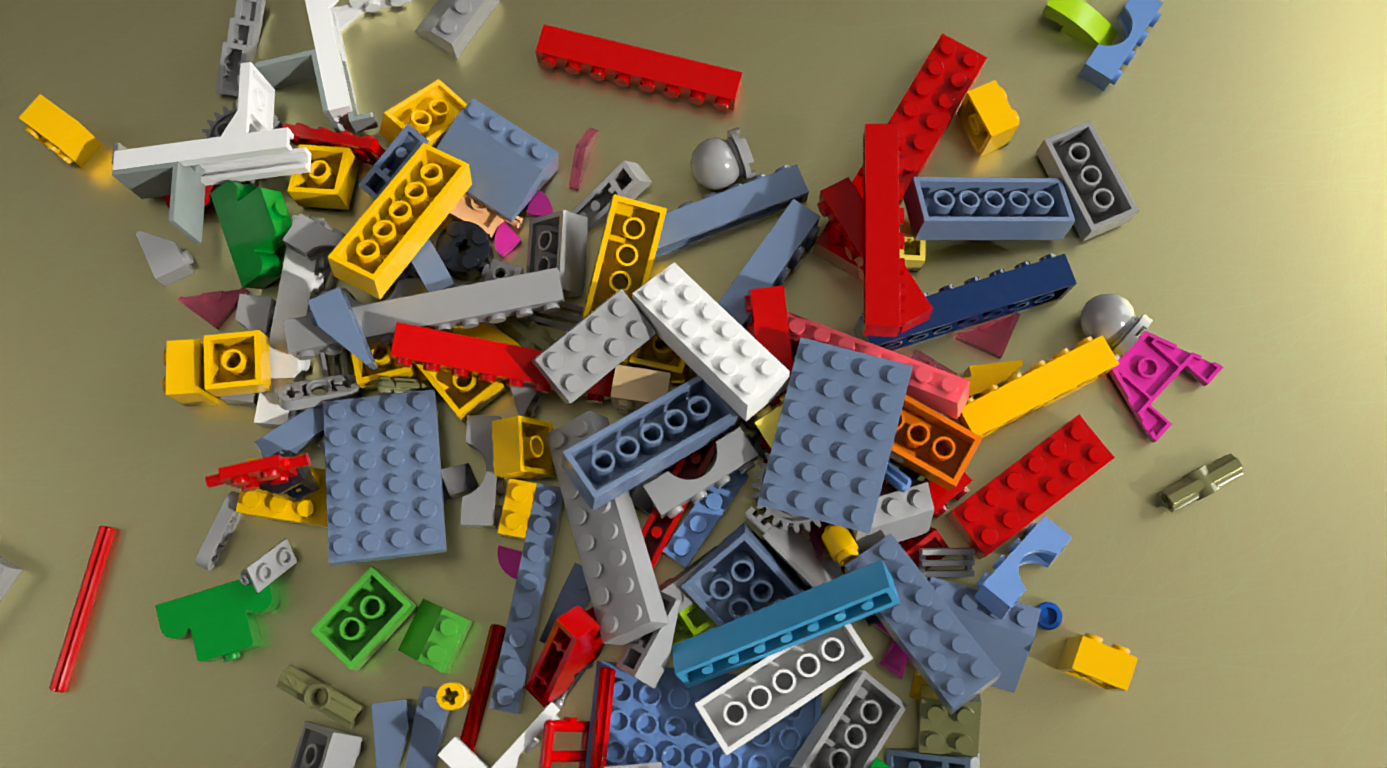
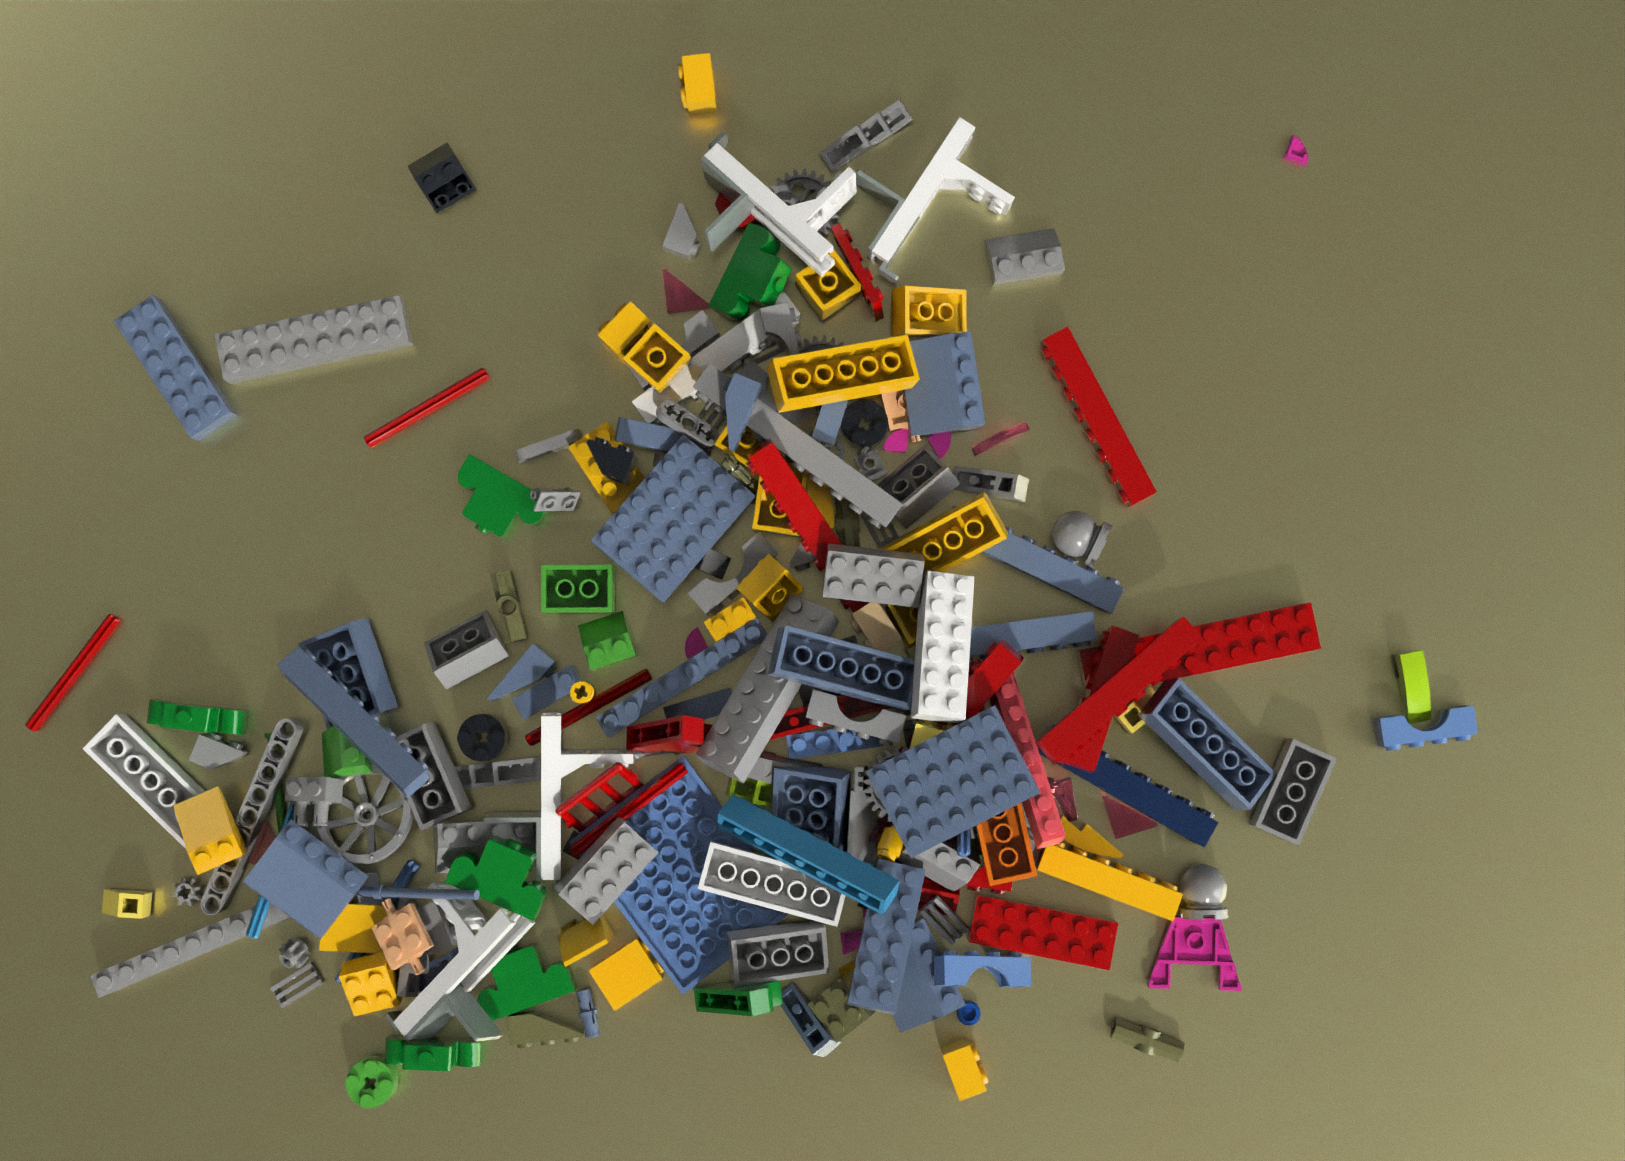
camera: 50 degrees right, 10 degrees up
(252, 473) = (610, 460): red plate -> none
(392, 161) = (876, 326): sand blue slope -> none
(649, 655) = (714, 787): light grey slope -> none
(988, 118) = (1277, 687): yellow brick -> none

